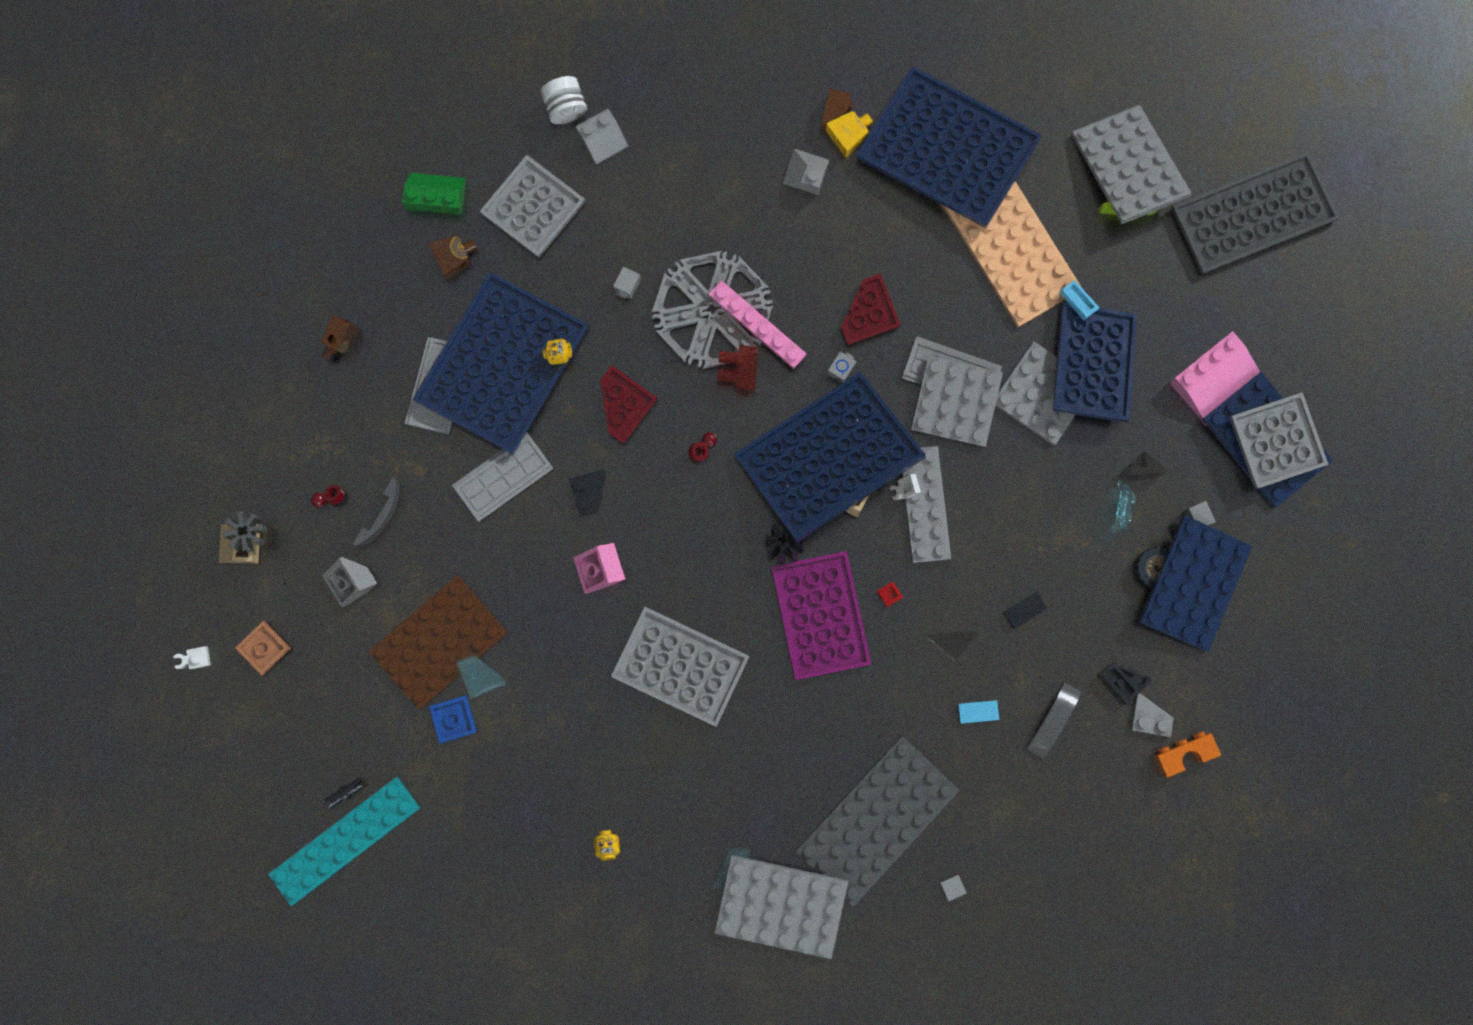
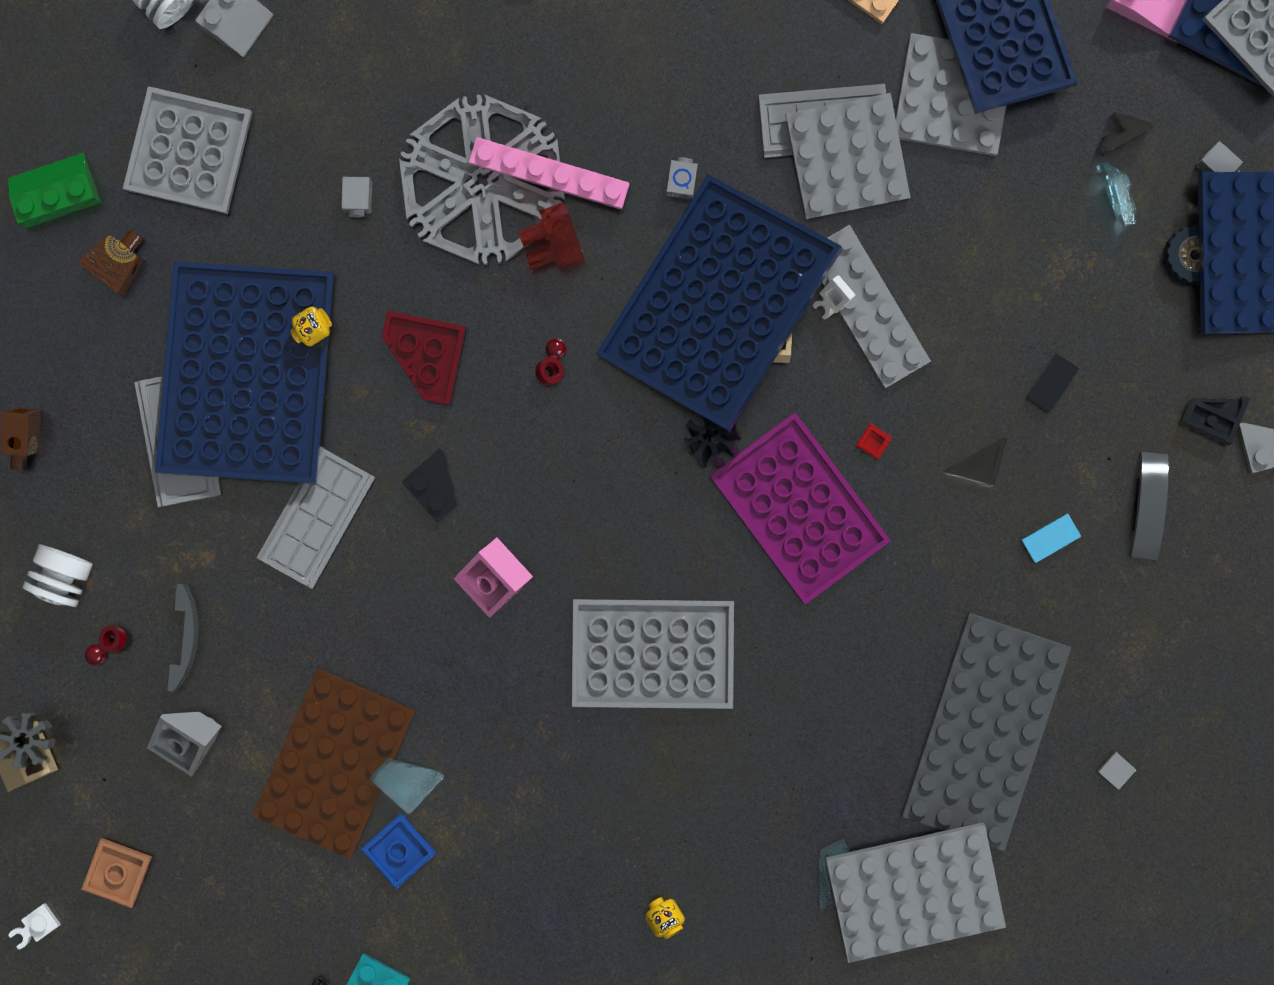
camera: 20 degrees left, 5 degrees up
(318, 437) = (57, 576): none -> white wheel
(870, 312) = (685, 90): dark red plate -> none

